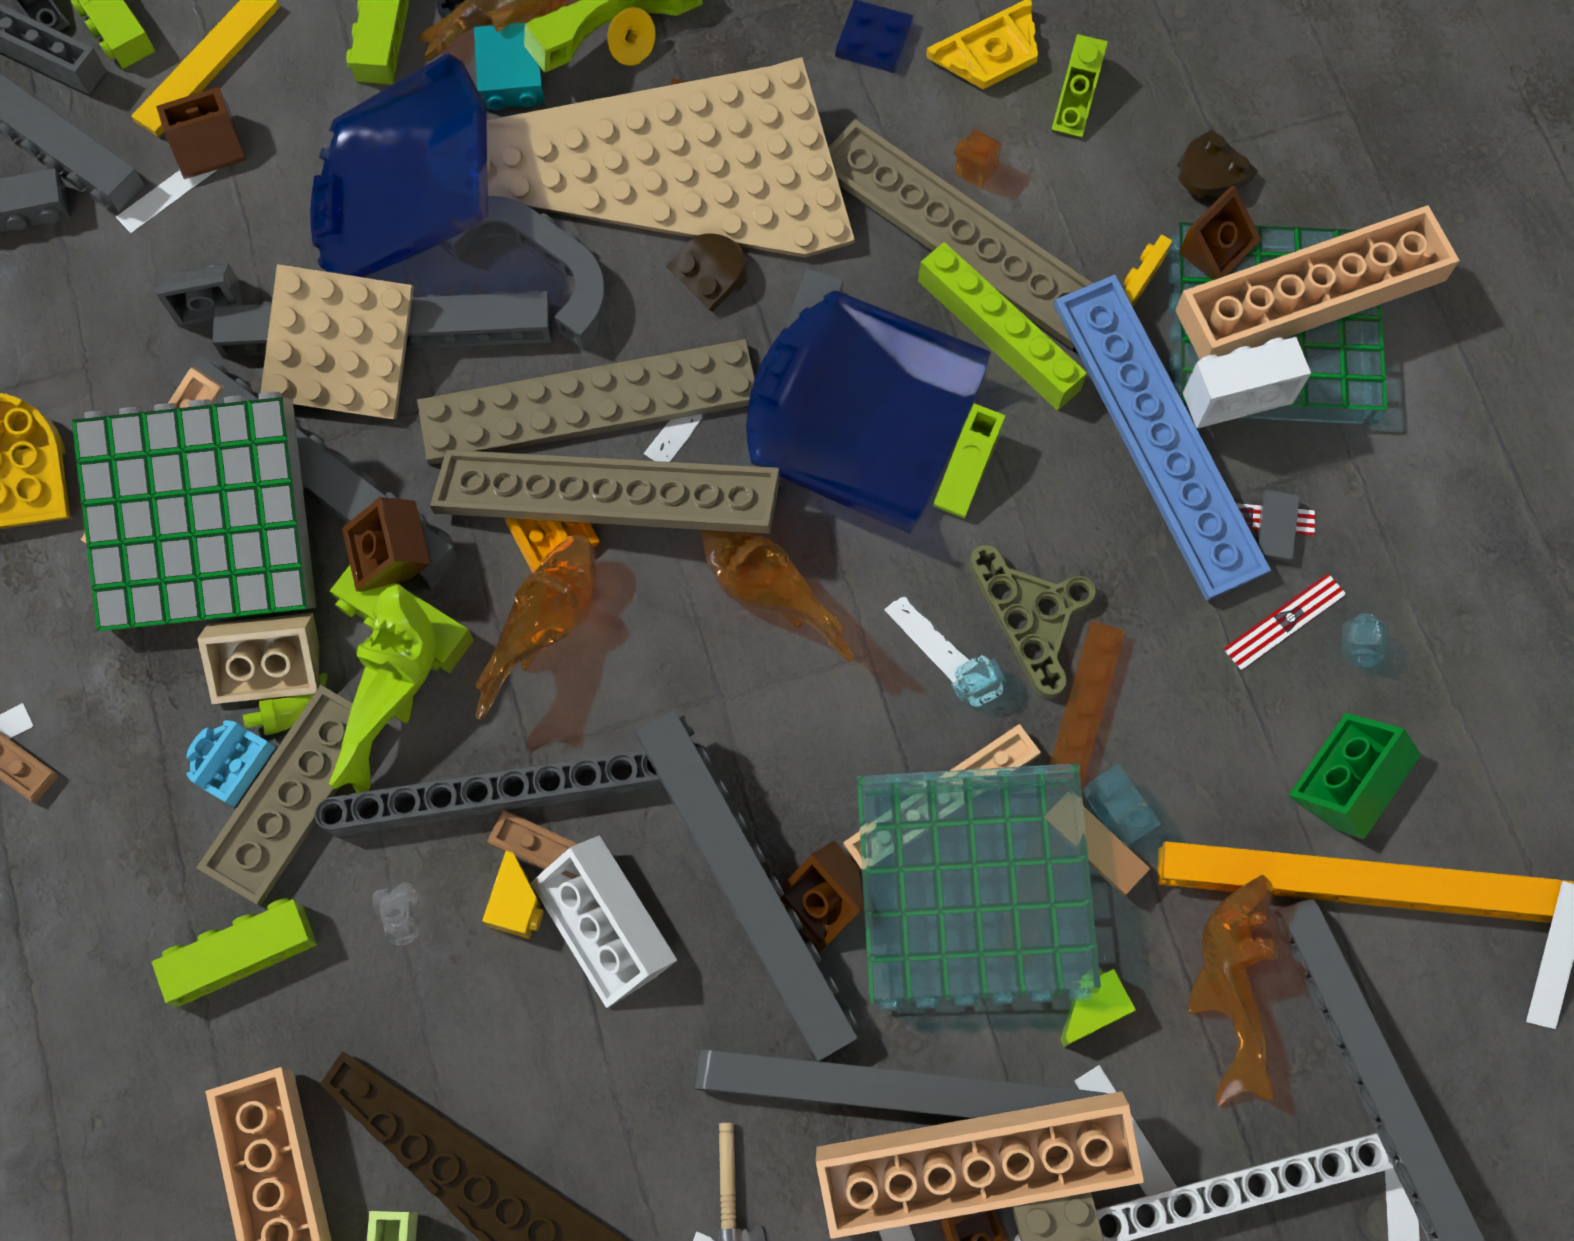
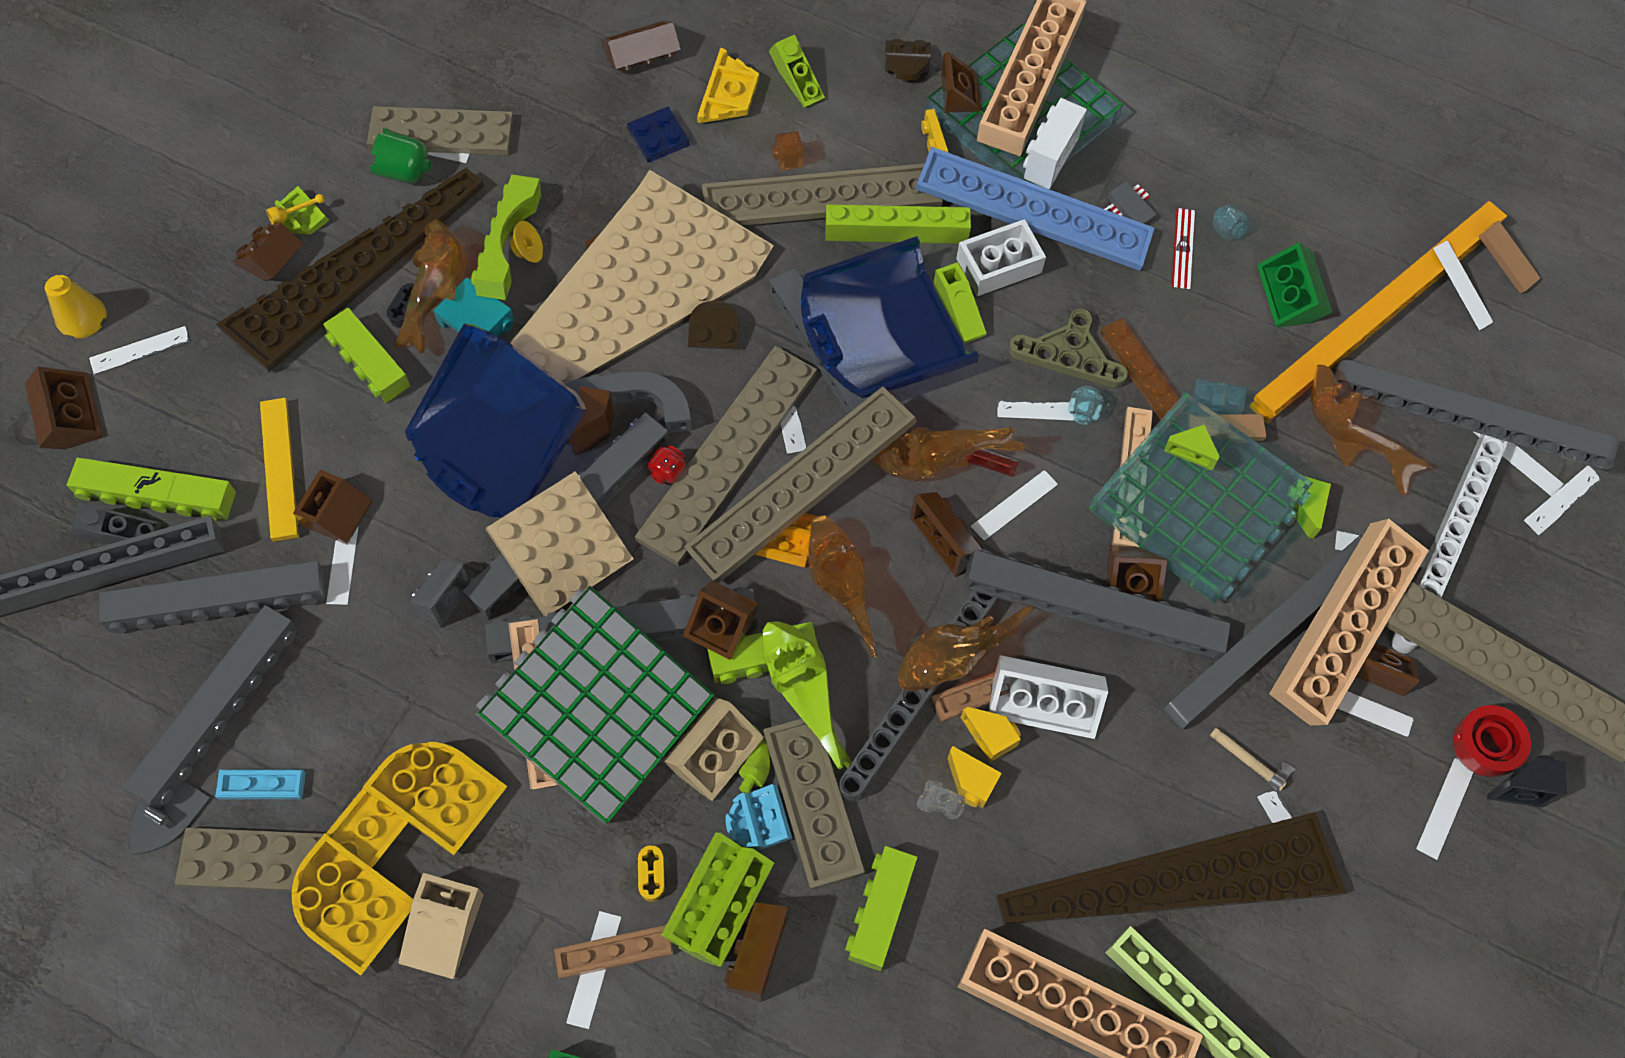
camera: 50 degrees left, 5 degrees down
(89, 876) = (756, 951): none -> reddish brown slope
(93, 714) = (644, 873): none -> yellow beam
(108, 793) = (717, 900): none -> lime brick
(446, 923) = (972, 777): none -> yellow slope
(491, 252) = (596, 421): none -> reddish brown slope
(515, 359) = (667, 465): none -> red head
(546, 783) = (953, 650): none -> clear orange piece
(693, 666) = (944, 531): none -> reddish brown slope
(798, 710) = (1014, 505): none -> white sticker
(831, 661) = (993, 462): none -> clear red slope
(1015, 824) = (1194, 446): none -> lime slope
(1064, 452) = (1000, 257): none -> white brick

